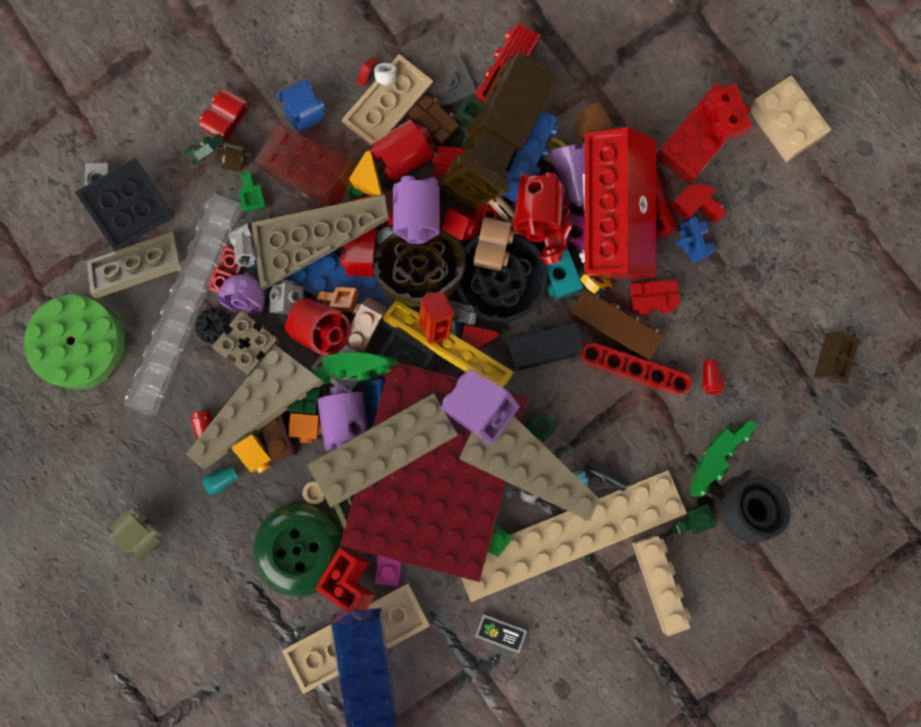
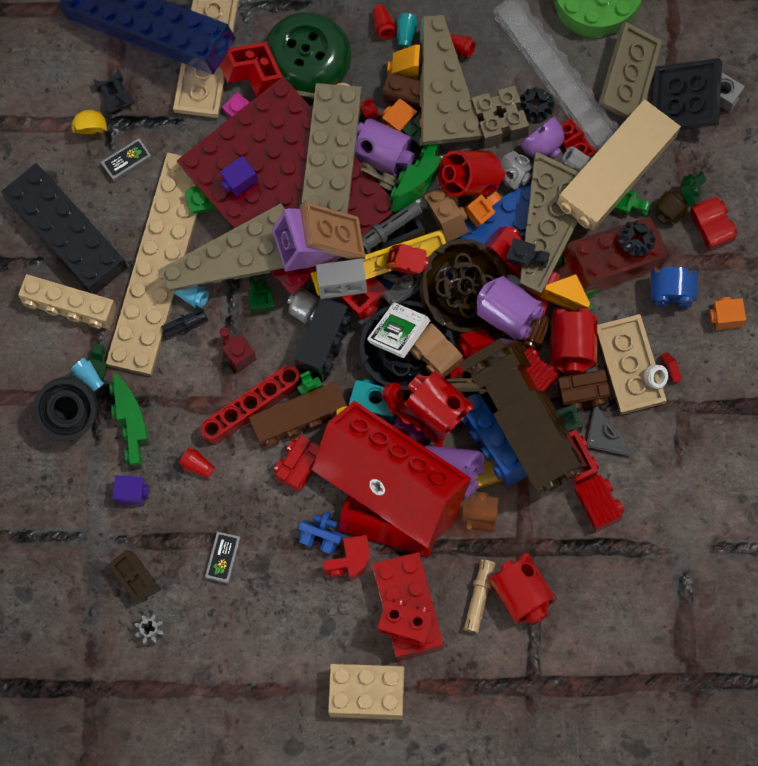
camera: 130 degrees right, 10 degrees down
(225, 504) = (383, 23): none -> red cone
(228, 210) = (618, 165): none -> tan brick
(285, 159) = (636, 247): none -> black gear
(293, 55) = (728, 313): none -> orange brick
(313, 455) = (369, 109): none -> red tile
(362, 228) = (524, 253): none -> black plate
(373, 393) = (385, 180): none -> dark tan plate
(385, 347) = (380, 232): none -> dark grey pin
(456, 682) = (120, 99): none -> black piece
(461, 388) = (332, 231): none -> medium nougat tile
(462, 512) = (238, 176): none -> dark purple brick
(490, 358) = (341, 278): none -> light grey hinge
(493, 689) = (89, 122): none -> yellow hair
(497, 285) = (398, 330): none -> white tile
(500, 330) = (367, 309): none -> red brick
(523, 384) = (303, 305): none -> light grey head
(588, 331) = (308, 384): none -> green plate
(600, 412) = (237, 350): none -> dark red brick
(601, 638) = (64, 229): none -> black brick
(629, 55) = (523, 590): none -> red cylinder
(644, 93) = (479, 596): none -> tan pin
(712, 518) = (85, 371): none -> medium azure cone
(768, 303) = (223, 557): none -> tile
(773, 412) = (130, 490): none -> dark purple brick
(872, 310) = (146, 623): none -> light grey gear

